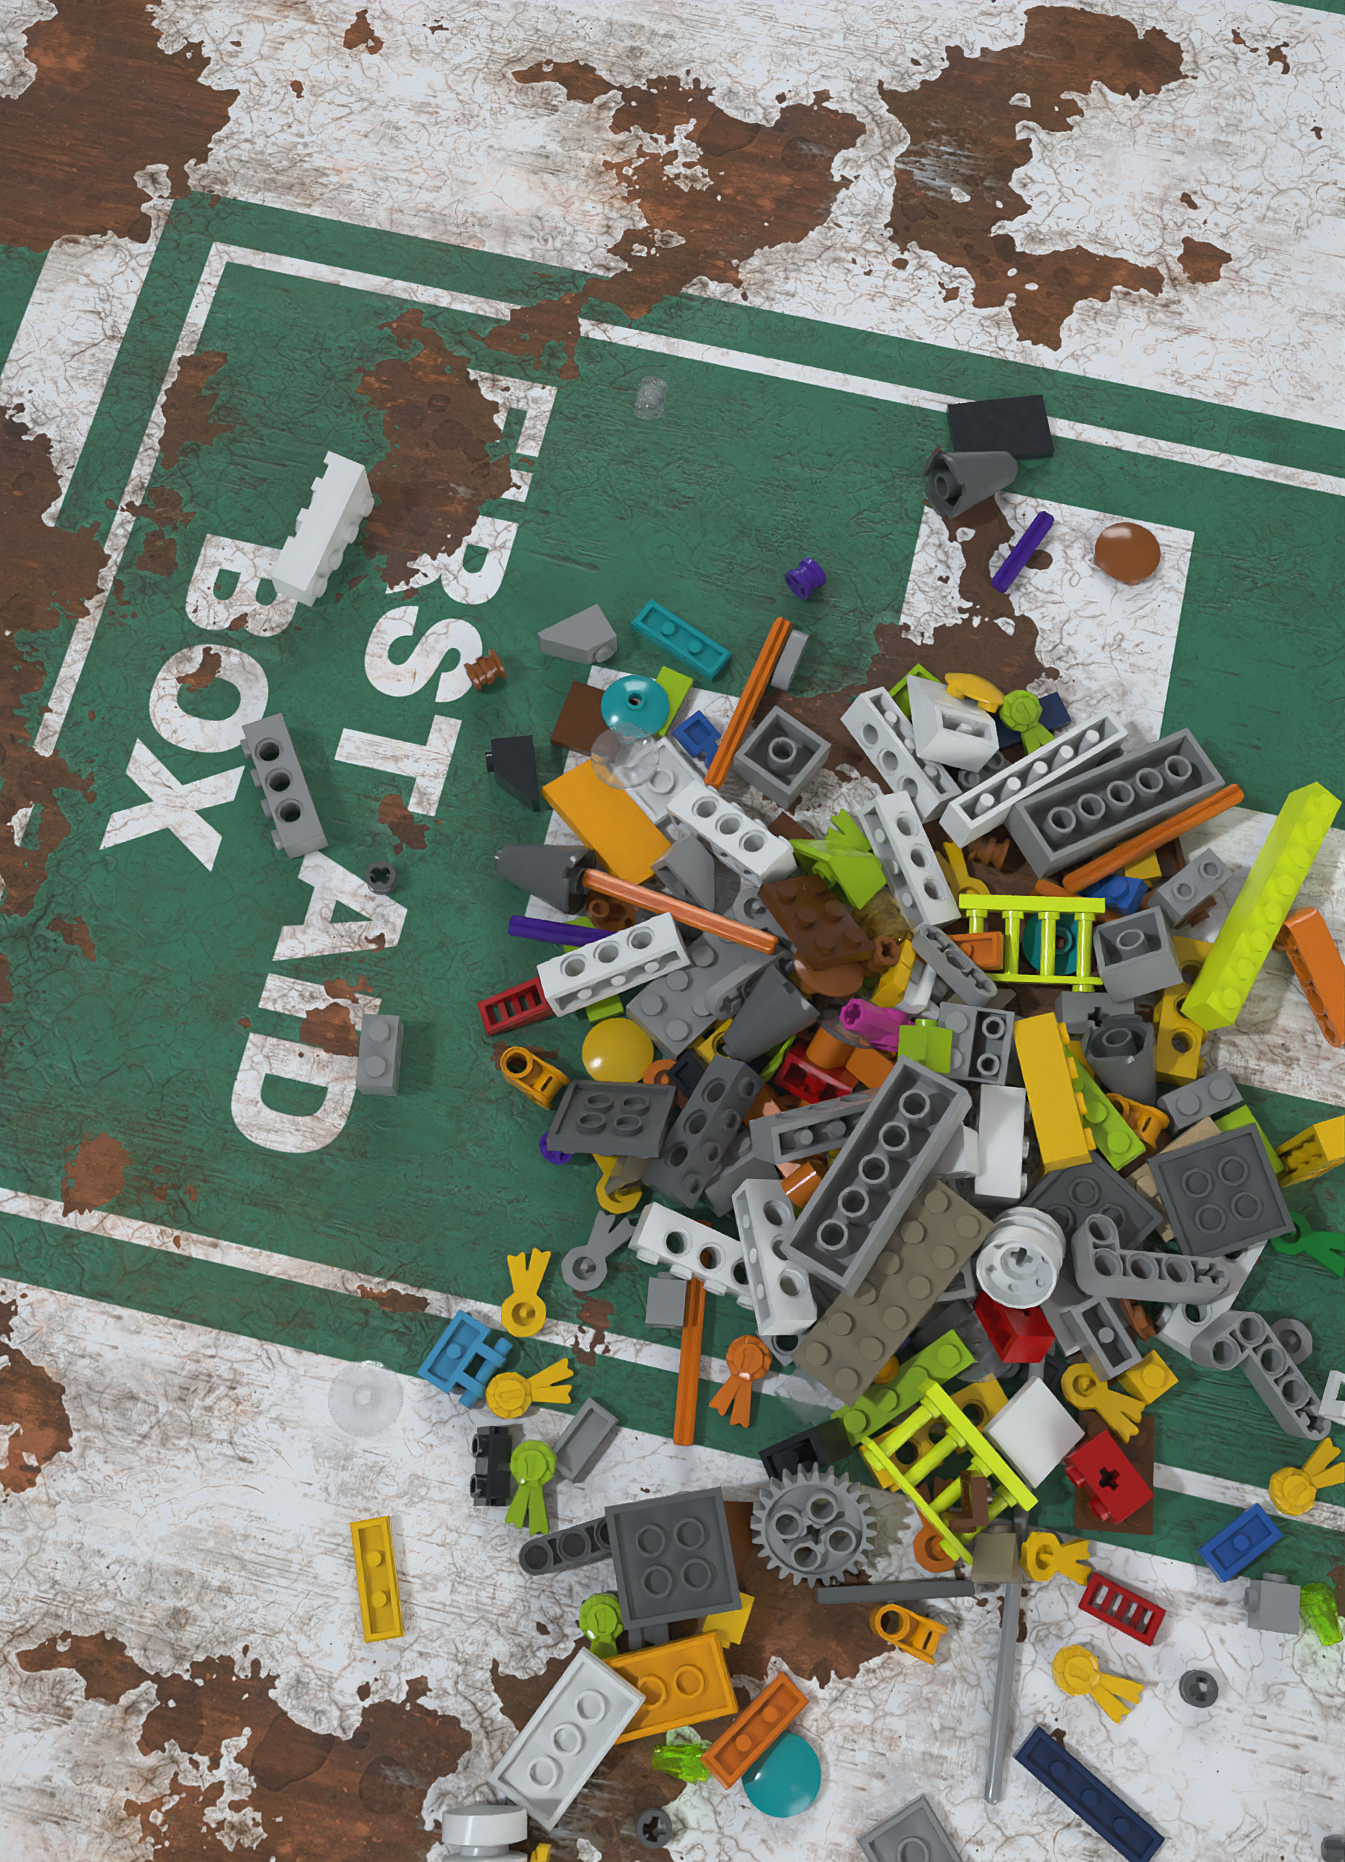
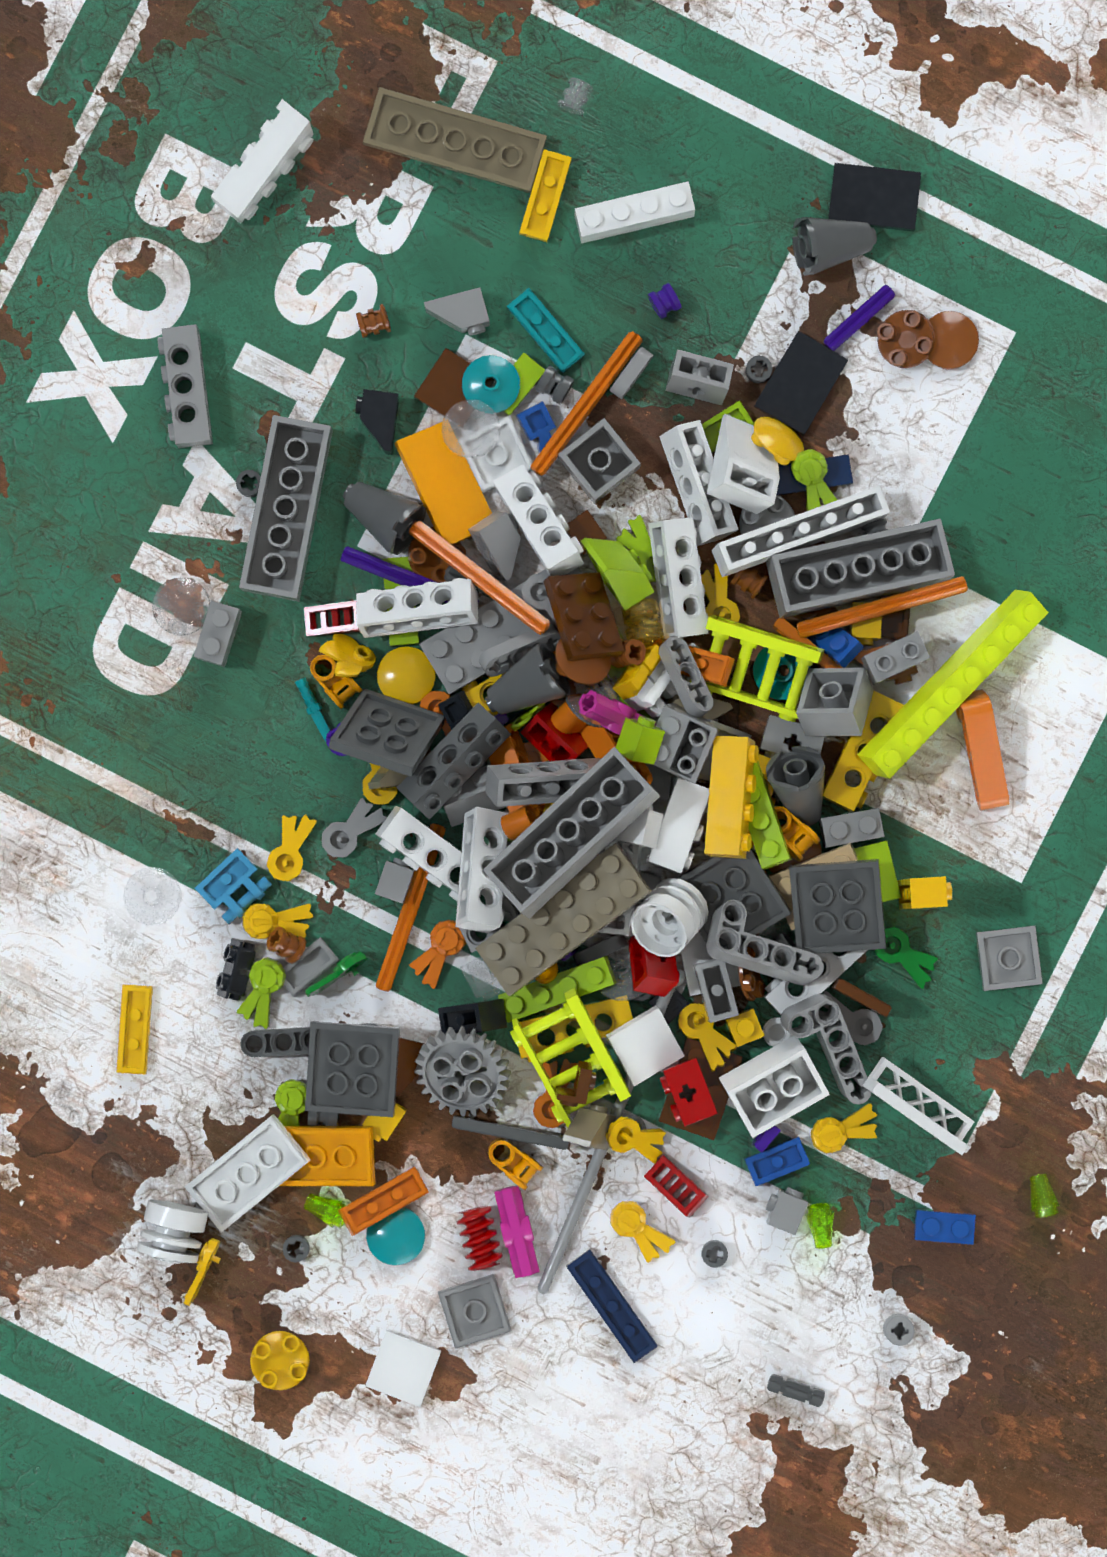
camera: 15 degrees right, 15 degrees up
(328, 1035) = (180, 606): none -> clear dish
(430, 892) = (286, 508): none -> light grey brick
(516, 1117) = (313, 707): none -> teal piece
(530, 468) = (454, 140): none -> dark tan plate
(546, 1044) = (350, 655): none -> yellow plate
(548, 1416) = (286, 944): none -> dark orange bush
(627, 1429) = (342, 968): none -> green piece
(644, 502) = (545, 195): none -> yellow plate
(700, 687) = (548, 382): none -> dark grey wheel
(747, 496) = (634, 212): none -> white brick
(868, 644) = (699, 377): none -> light grey brick
(893, 1748) = (479, 1238): none -> red piece
(935, 619) = (751, 364): none -> dark grey bush
(938, 1726) = (516, 1231): none -> dark pink piece
(980, 631) = (801, 383): none -> black tile
(1081, 560) = (906, 339): none -> dark orange dish
(1189, 1374) = (775, 1032): none -> white tile
(1209, 1443) = (774, 1086): none -> white brick
(1216, 1513) = (764, 1139): none -> dark purple tile
(1280, 1302) = (861, 997): none -> reddish brown tile

